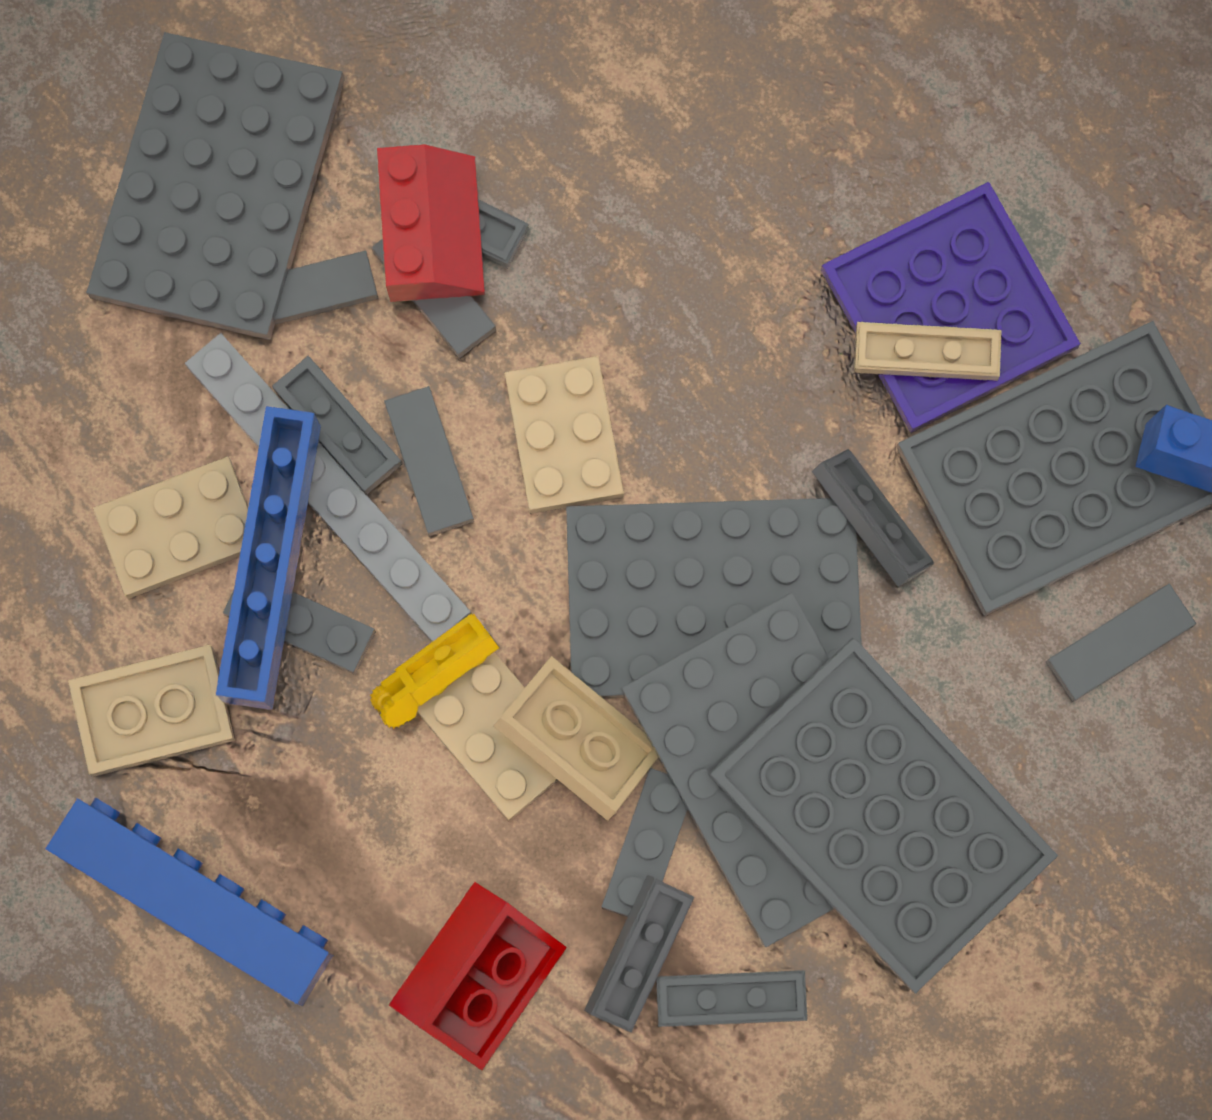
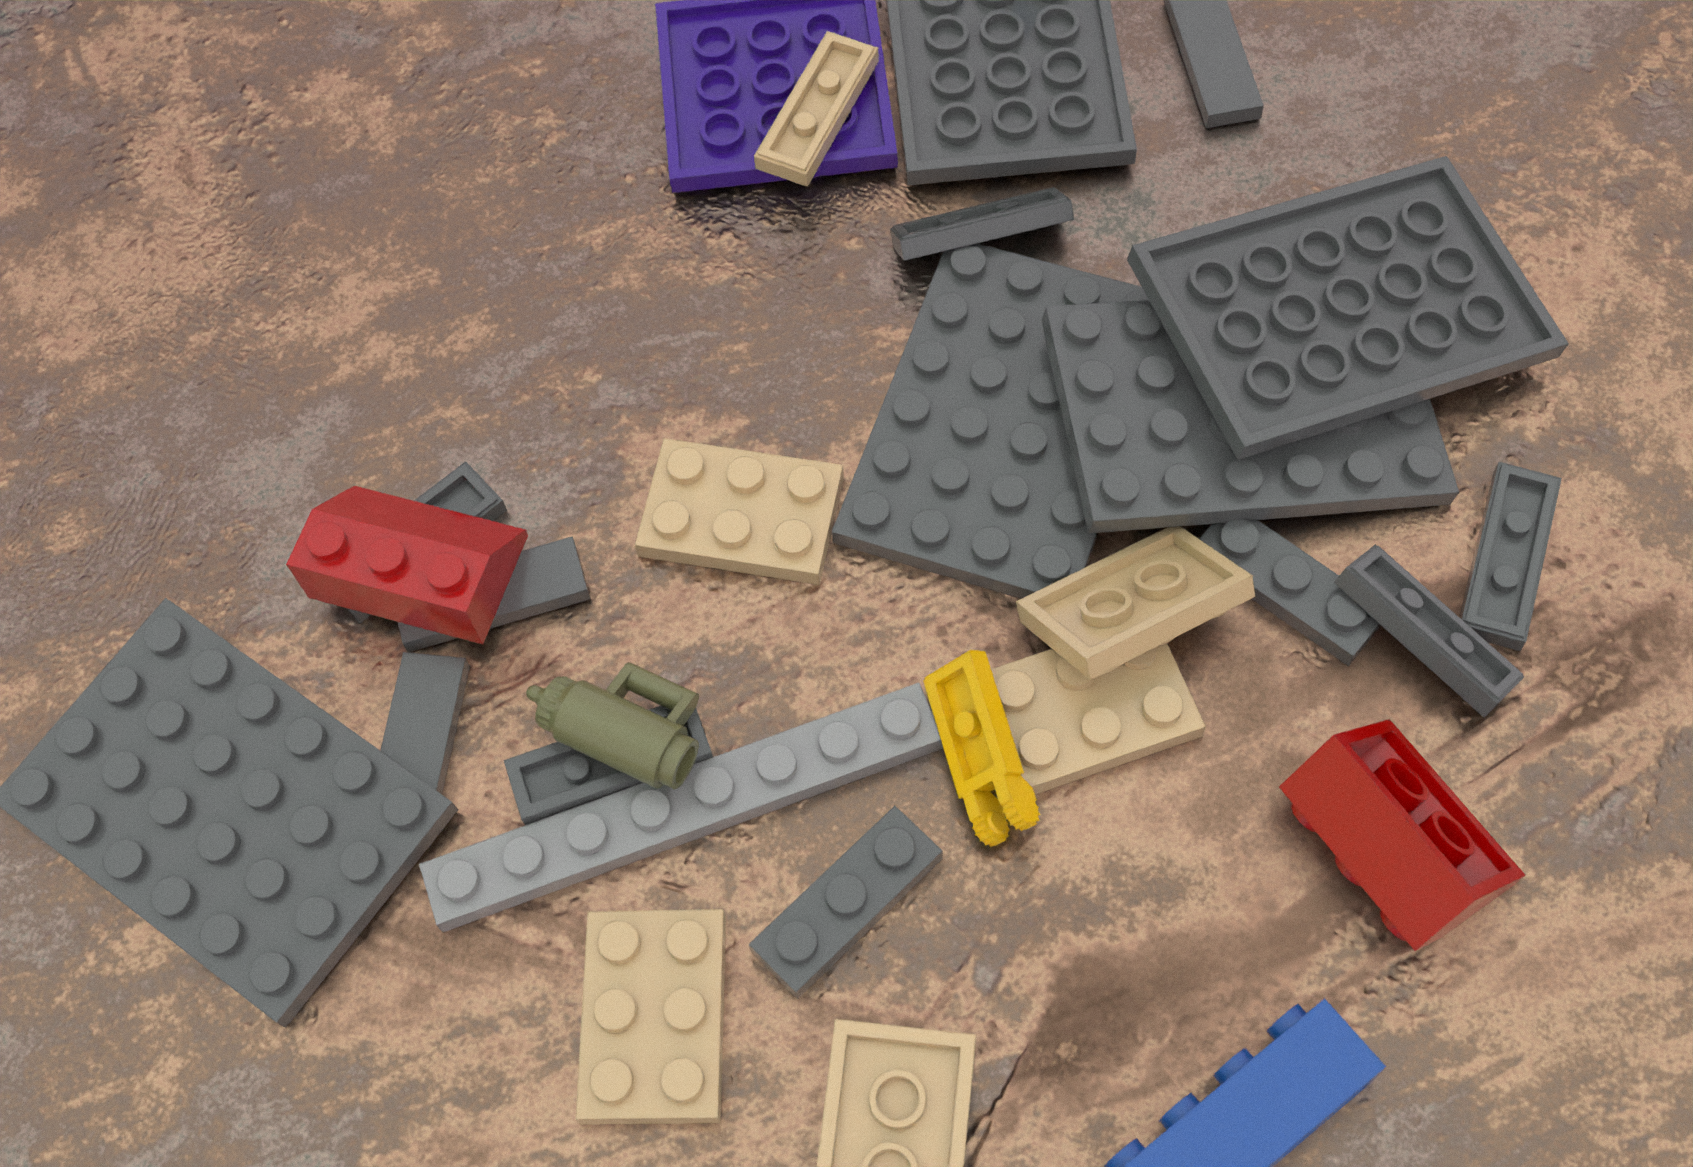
camera: 65 degrees left, 15 degrees down
(268, 558) = (759, 883): blue brick -> none
(348, 421) = (620, 731): none -> olive piece
(429, 461) = (716, 668): tile -> none

